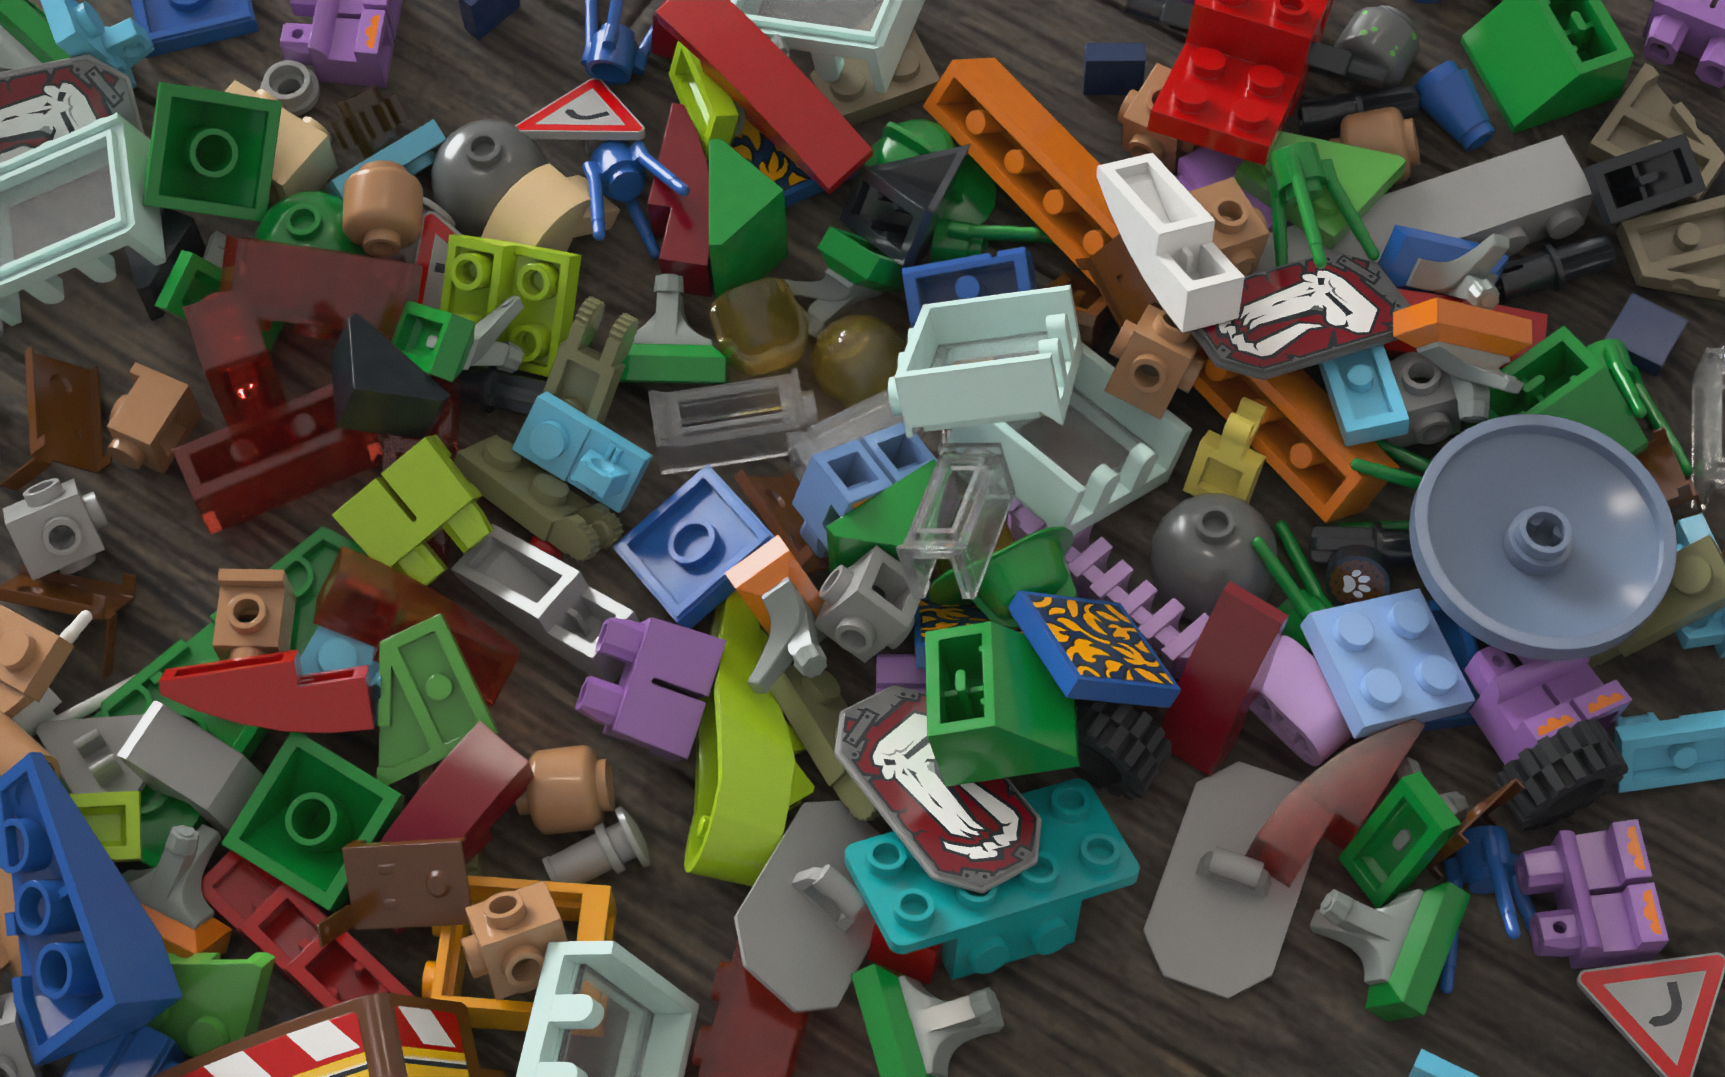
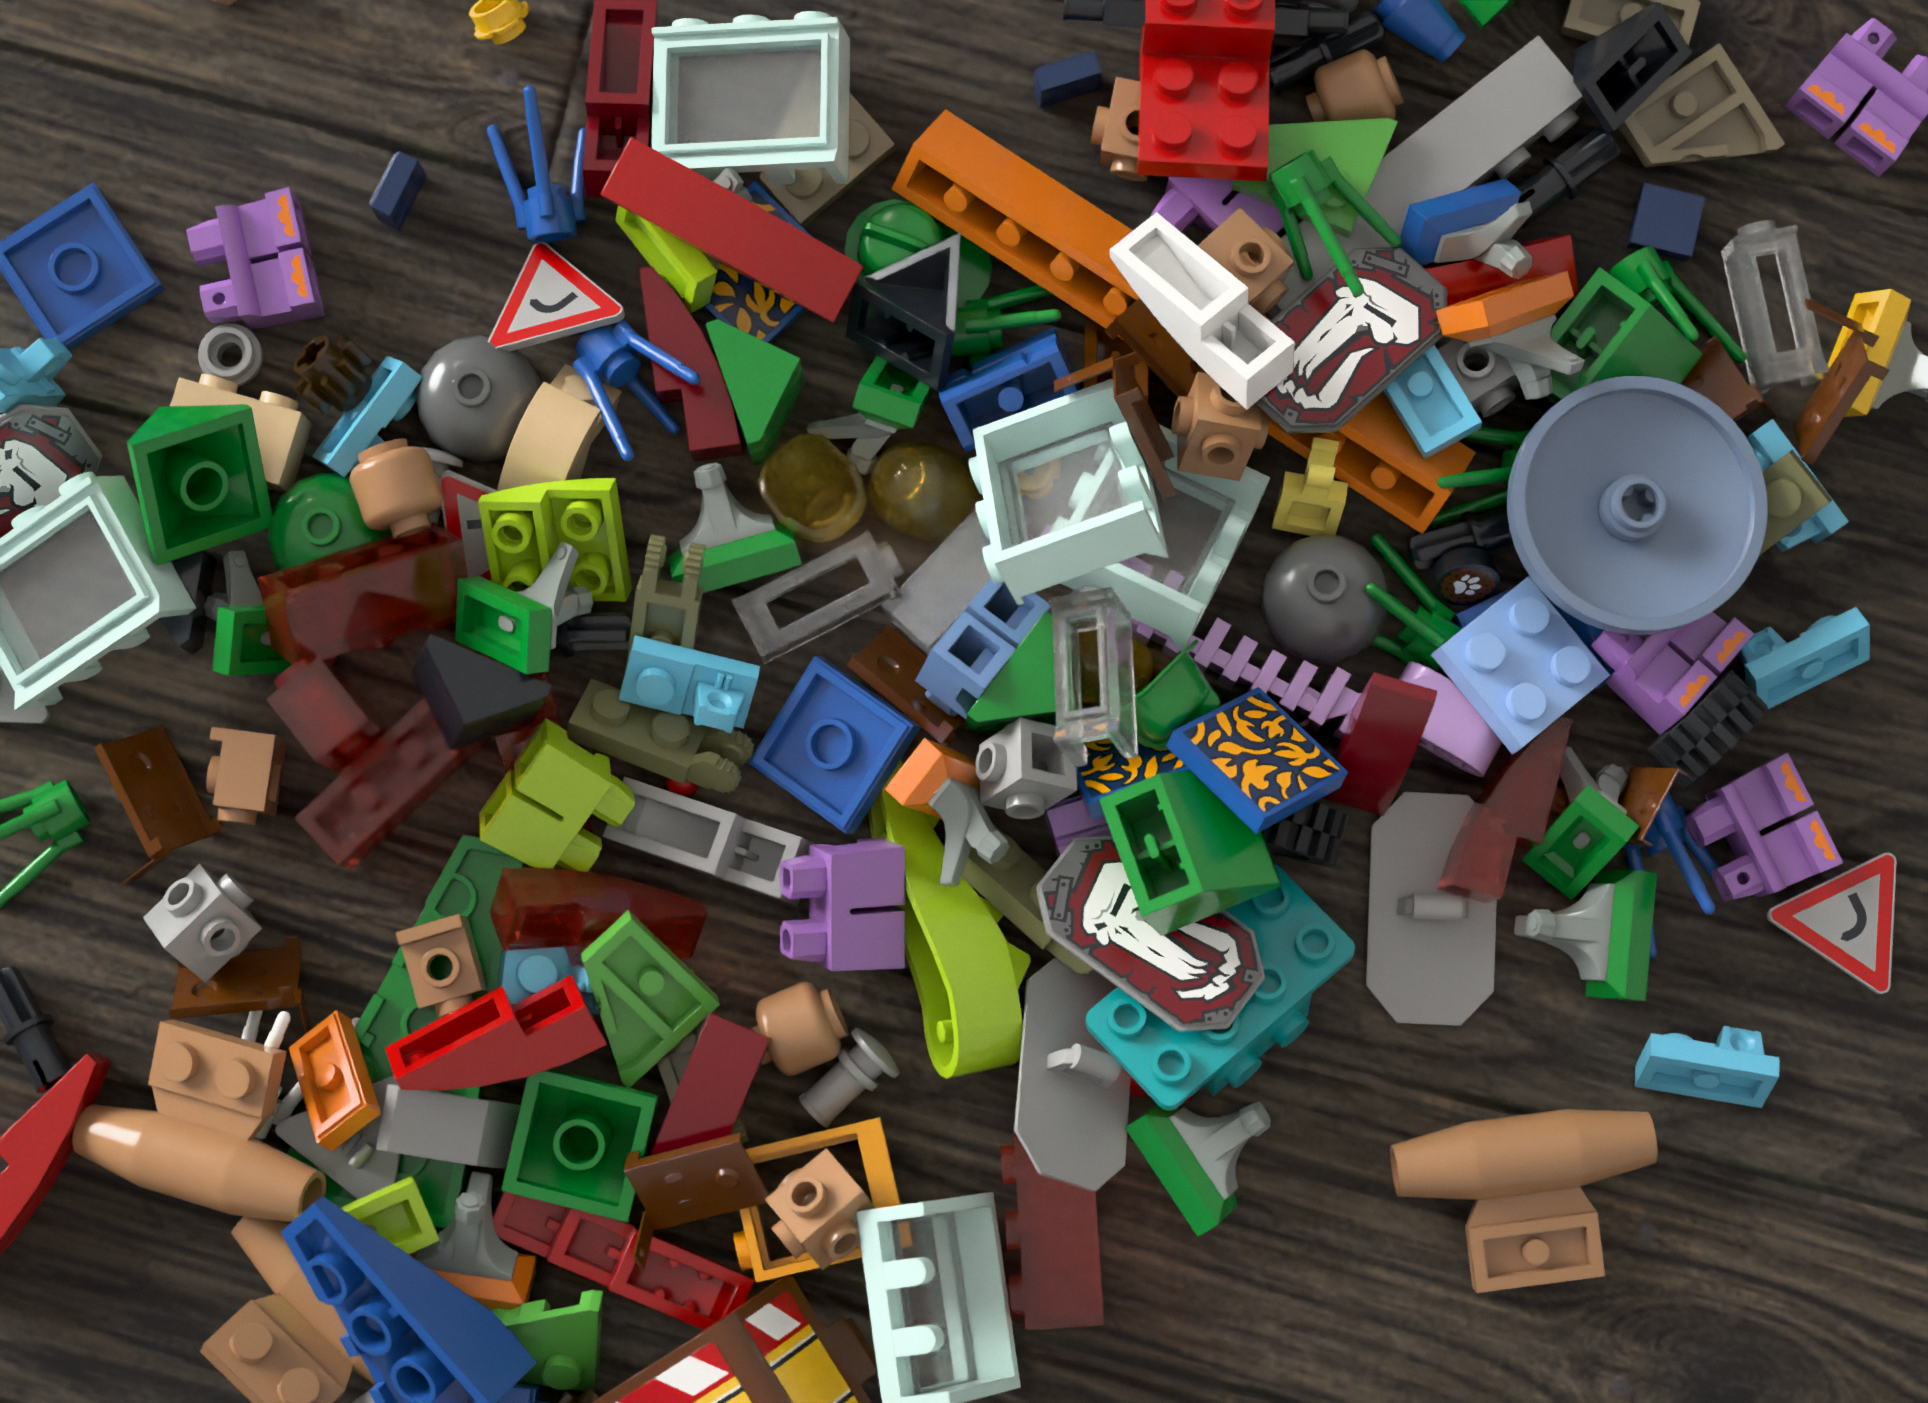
camera: 25 degrees left, 20 degrees up
(108, 691) = (334, 1080): none -> orange plate
(1080, 326) = (1135, 412): none -> reddish brown piece

